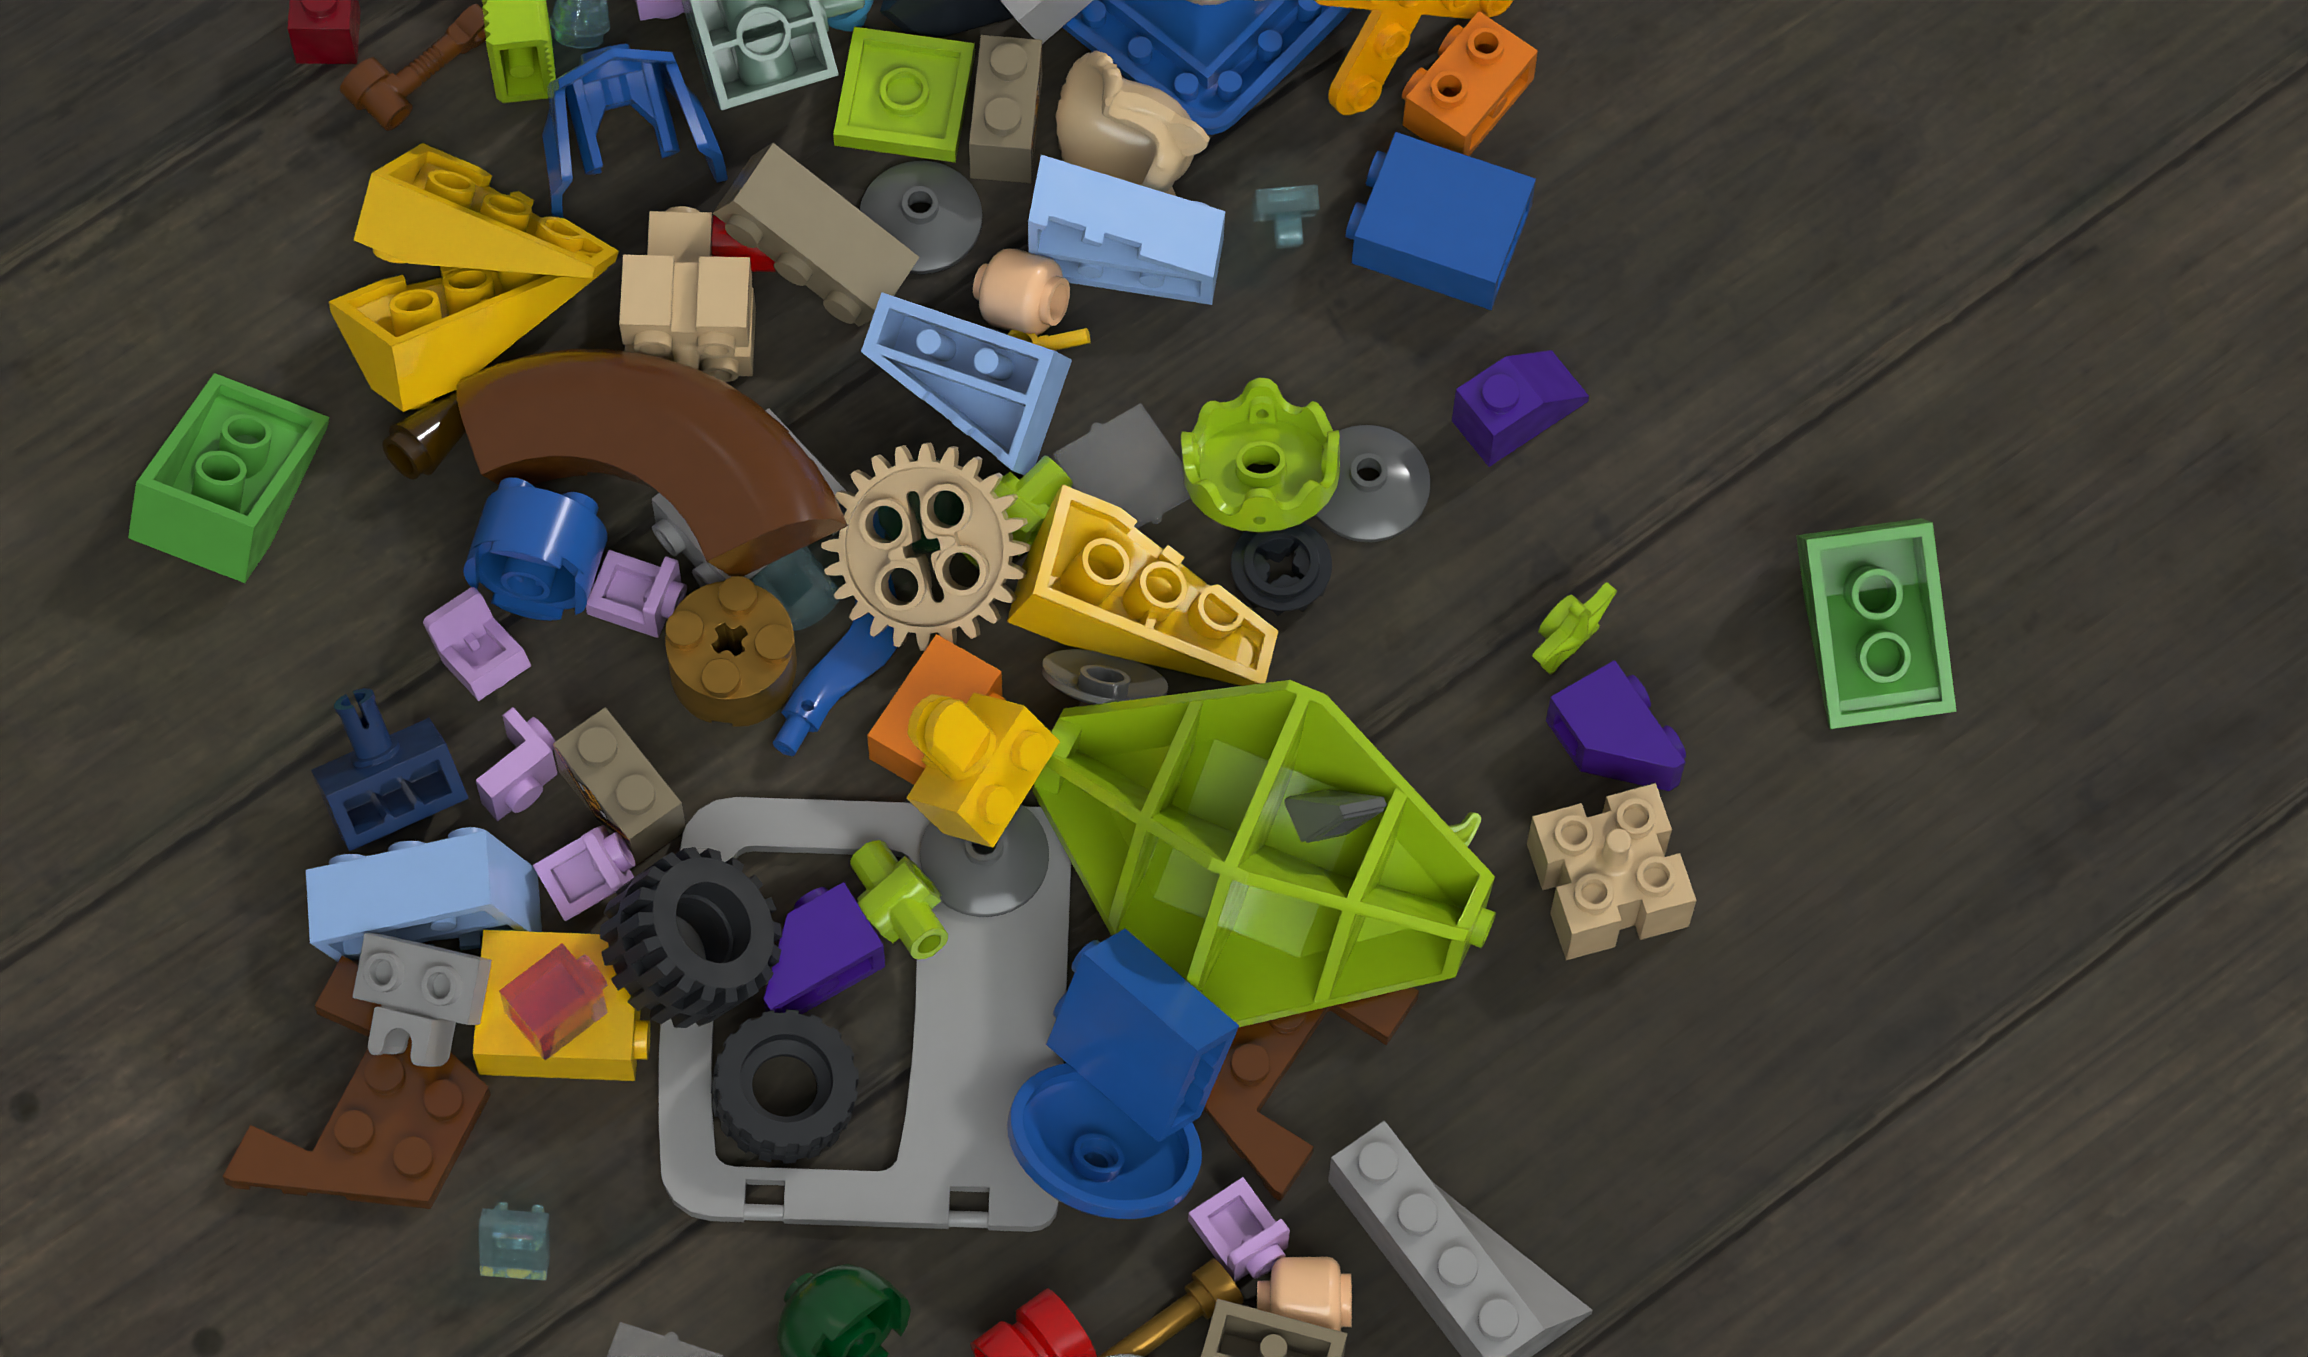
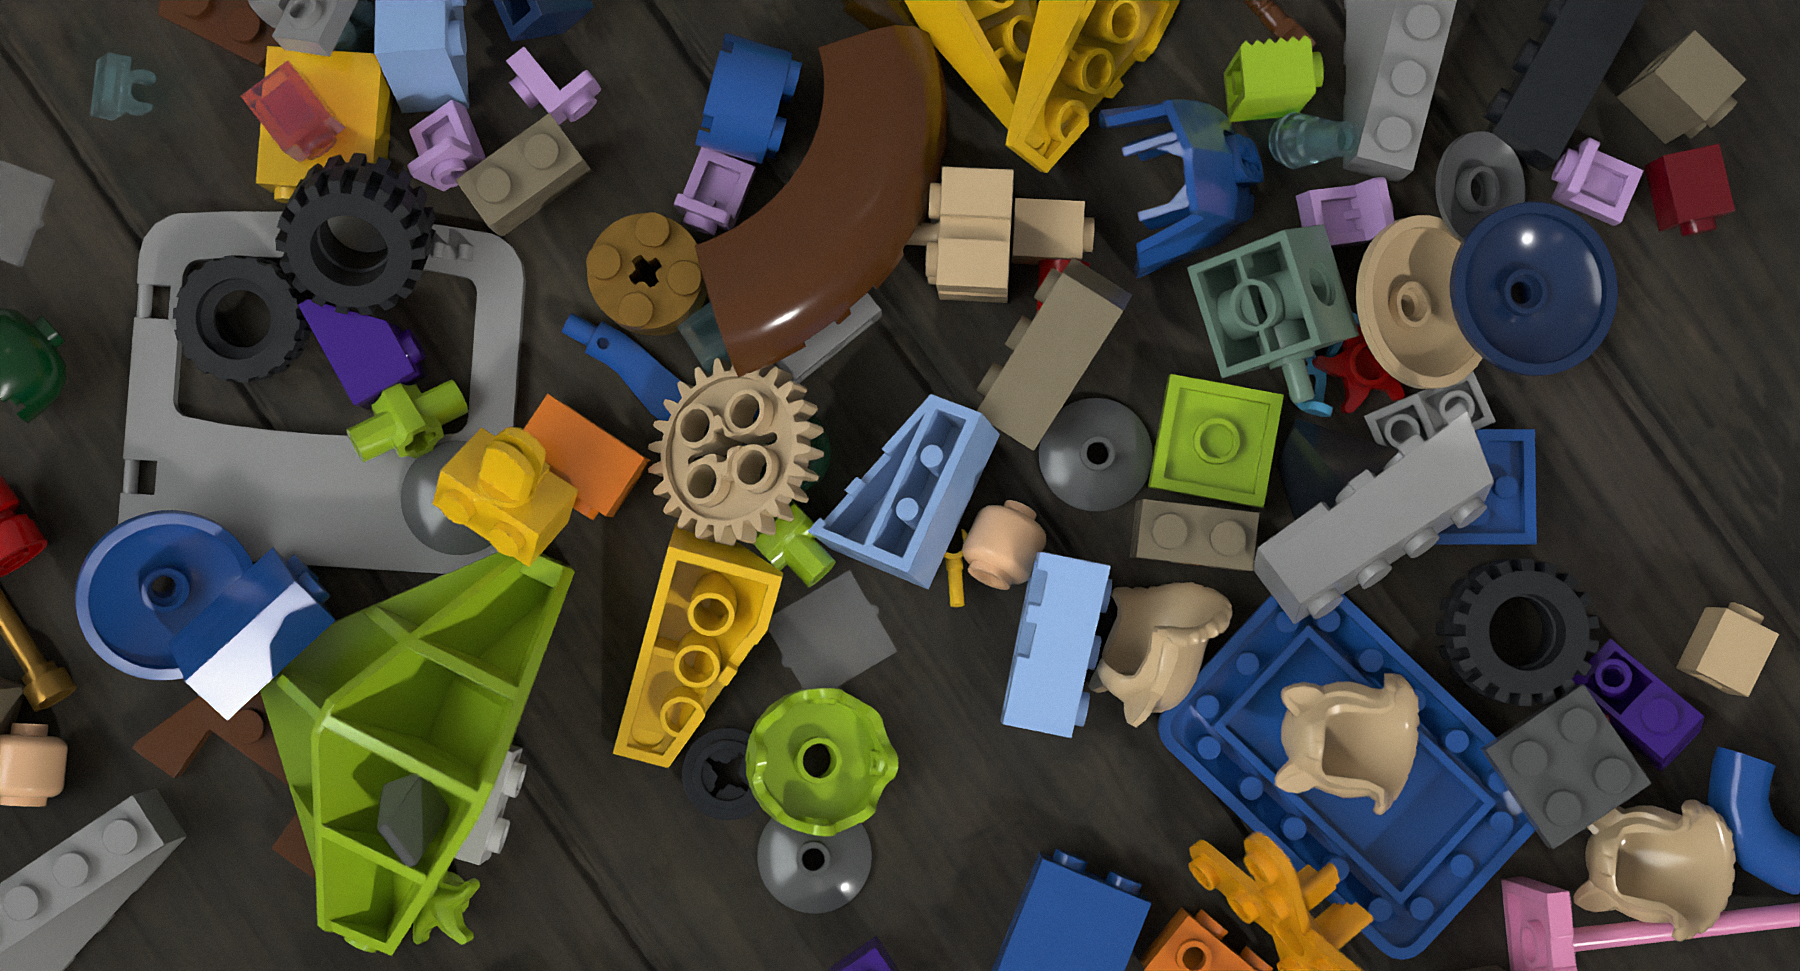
camera: 100 degrees right, 20 degrees up
(475, 644) = (666, 50): lavender bracket -> none
(1101, 677) = (607, 609): dark grey dish -> none
(1240, 1231) = (93, 712): lavender bracket -> none
(1286, 208) = (1084, 793): clear light blue tile -> none

